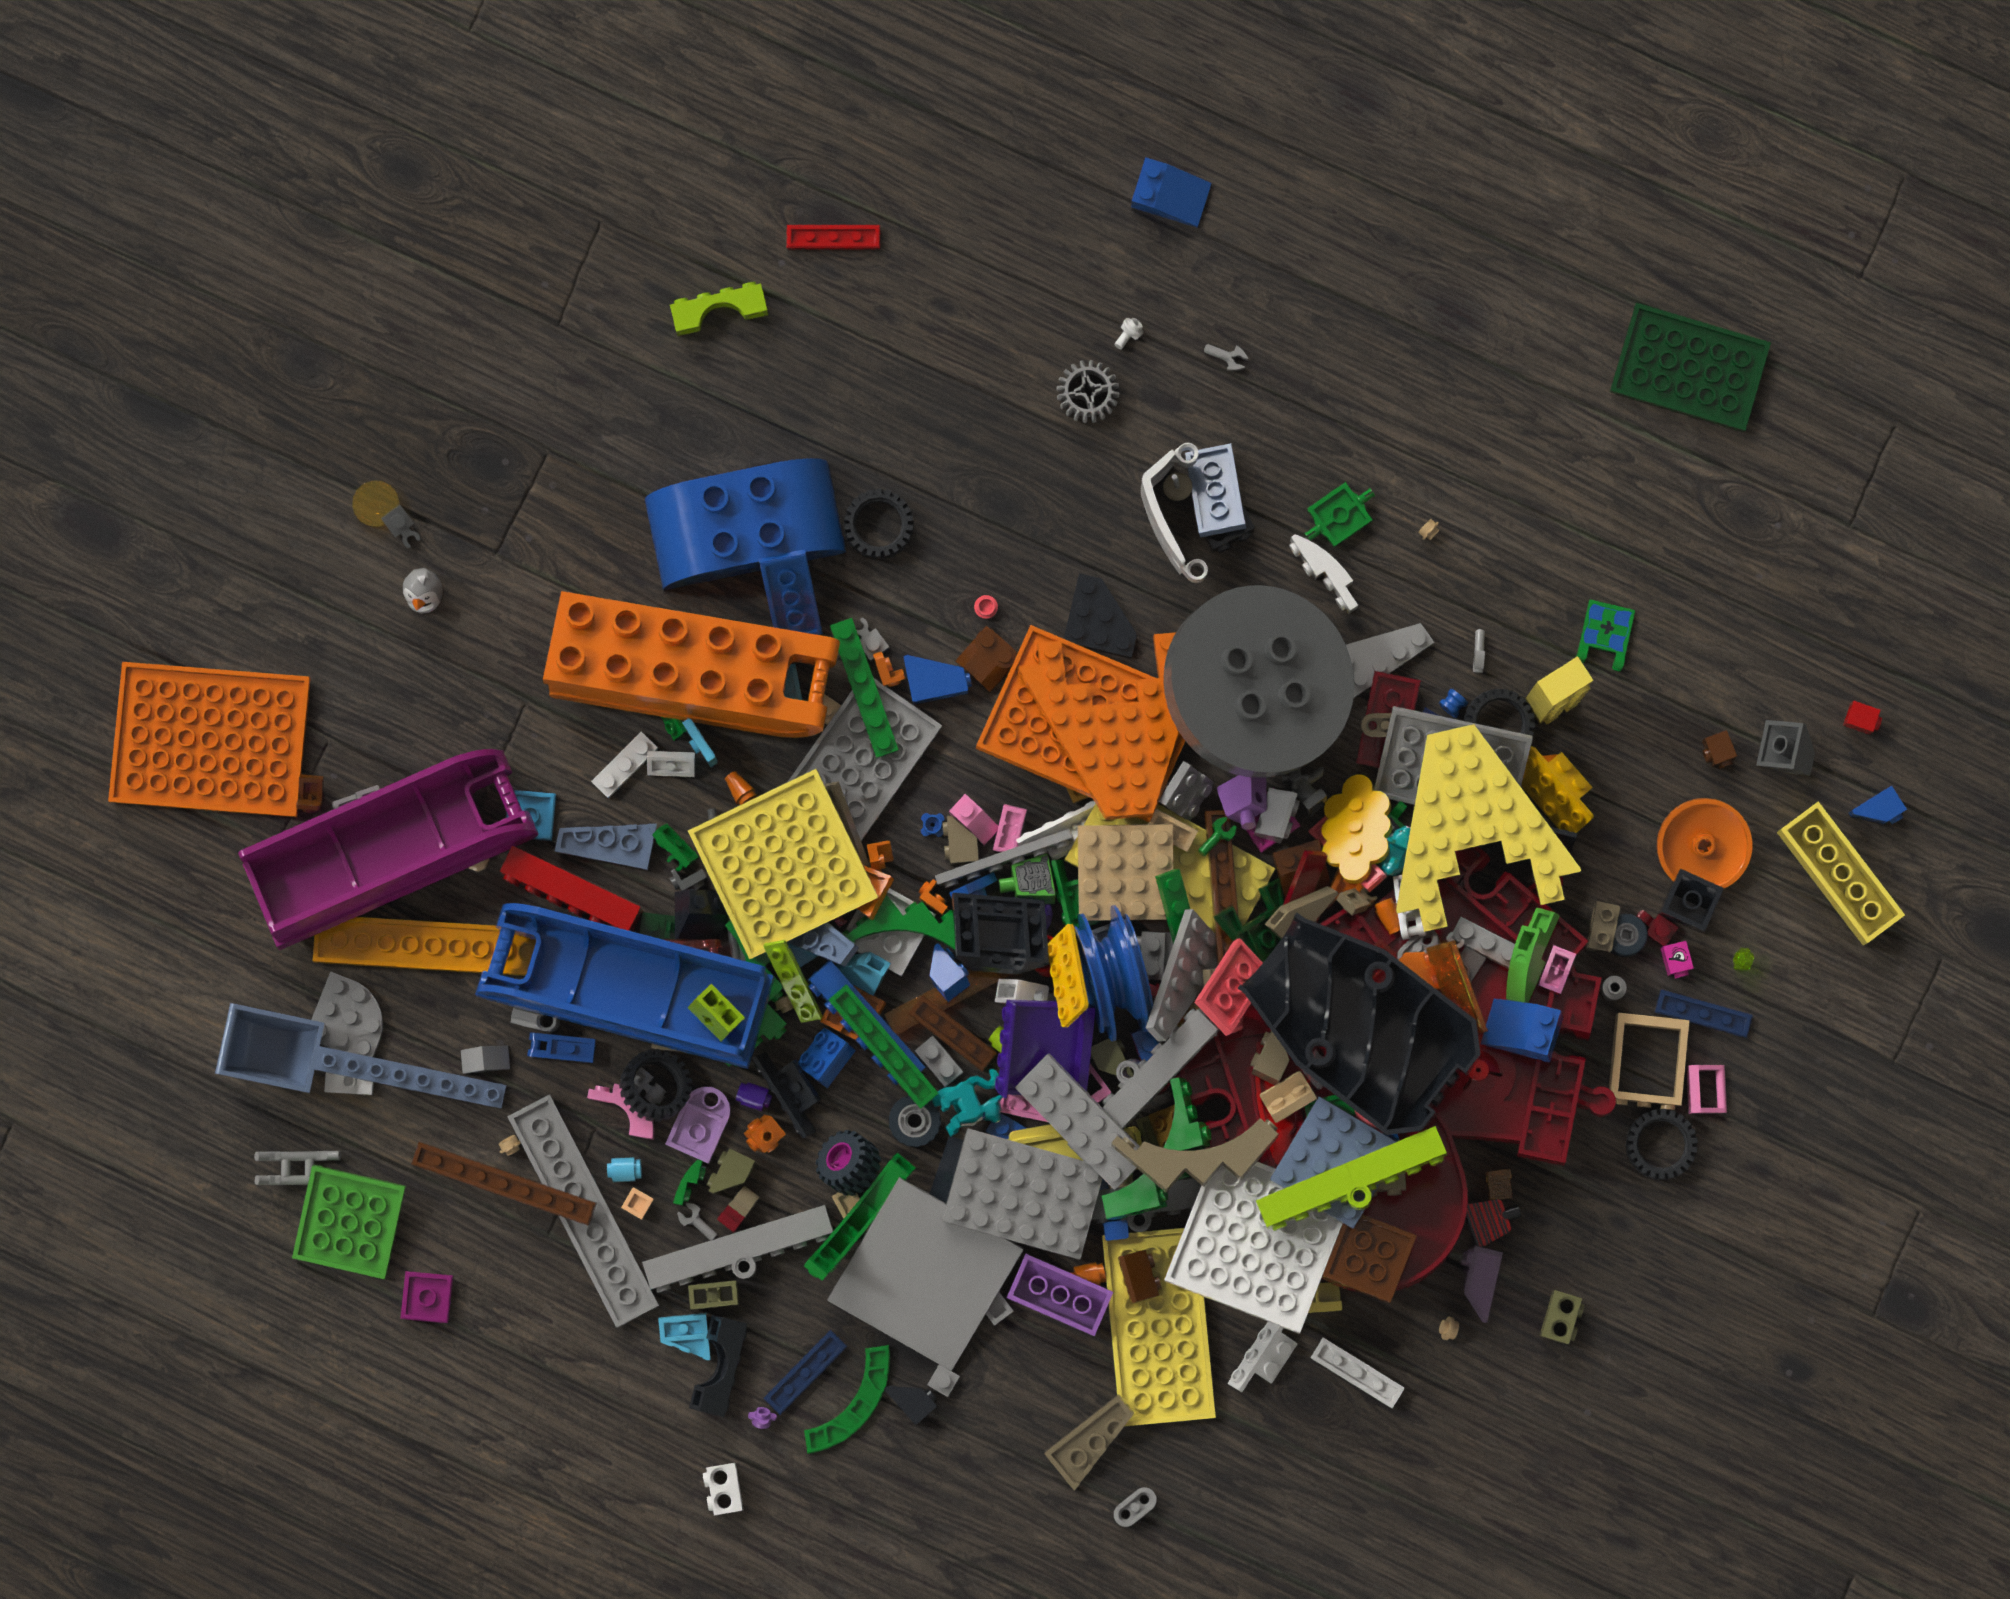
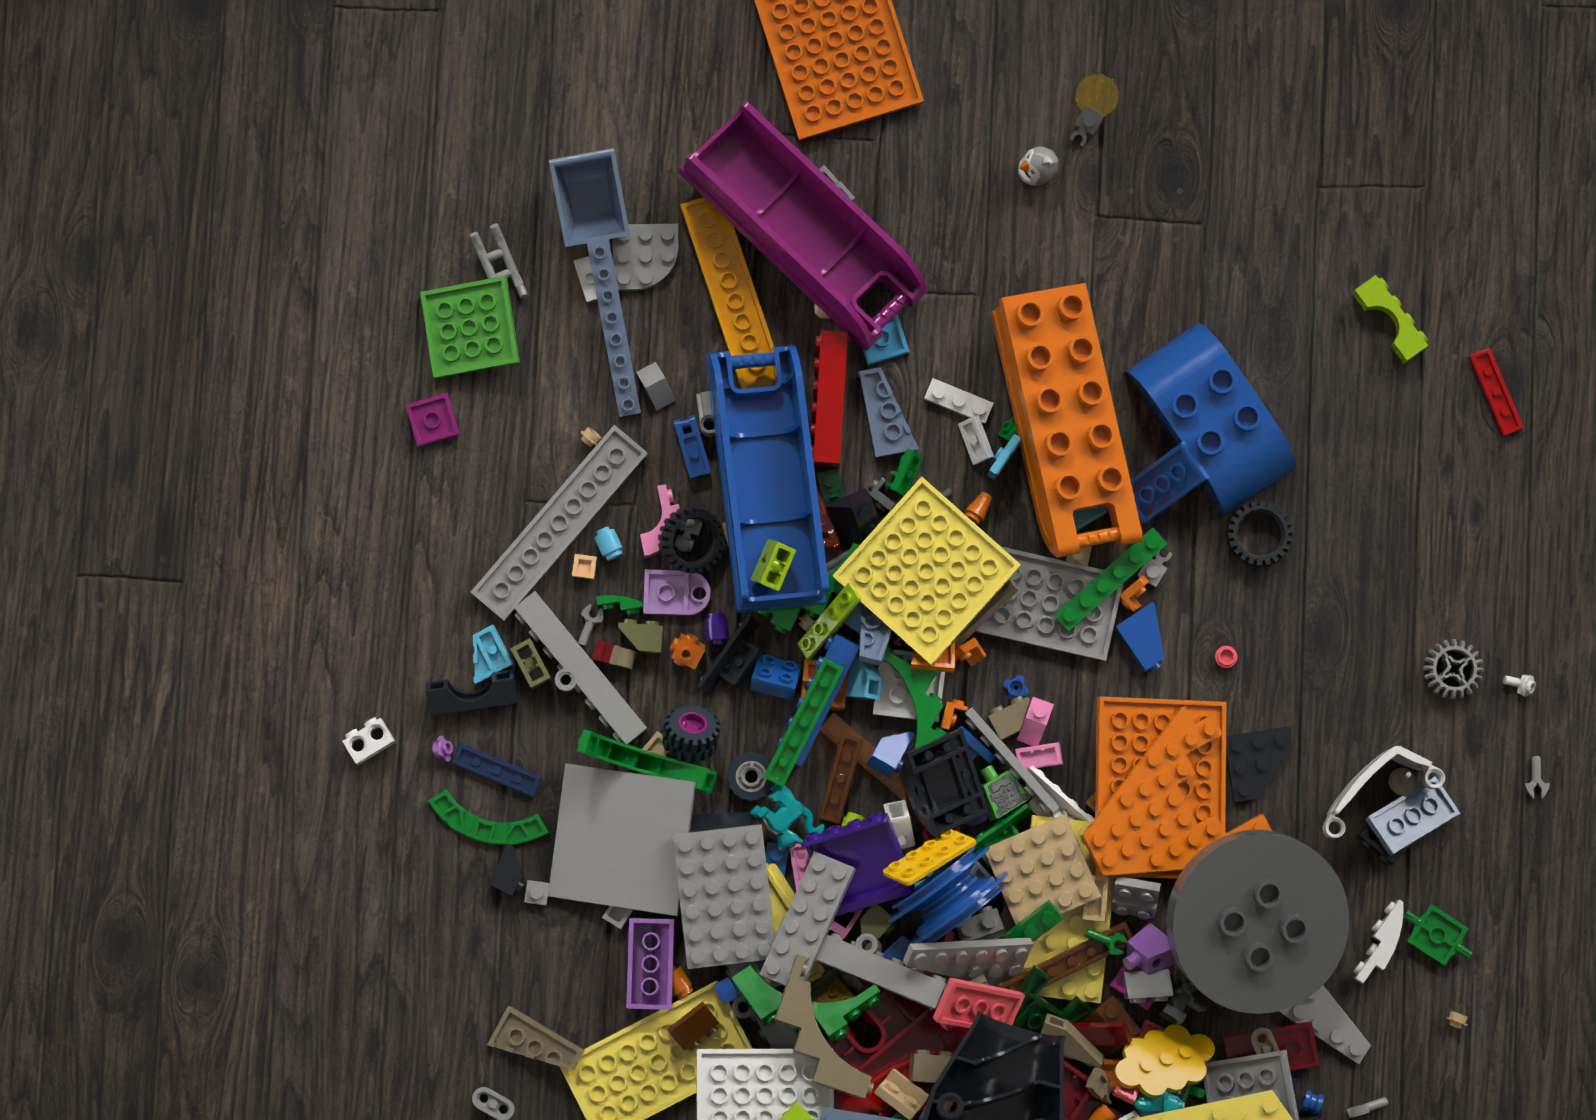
camera: 65 degrees right, 0 degrees up
(310, 793) = (824, 143): reddish brown bracket -> none
(504, 1183) = (555, 445): reddish brown tile -> none
(939, 1061) = (811, 776): light grey plate -> none
(987, 658) = (1181, 676): reddish brown slope -> none

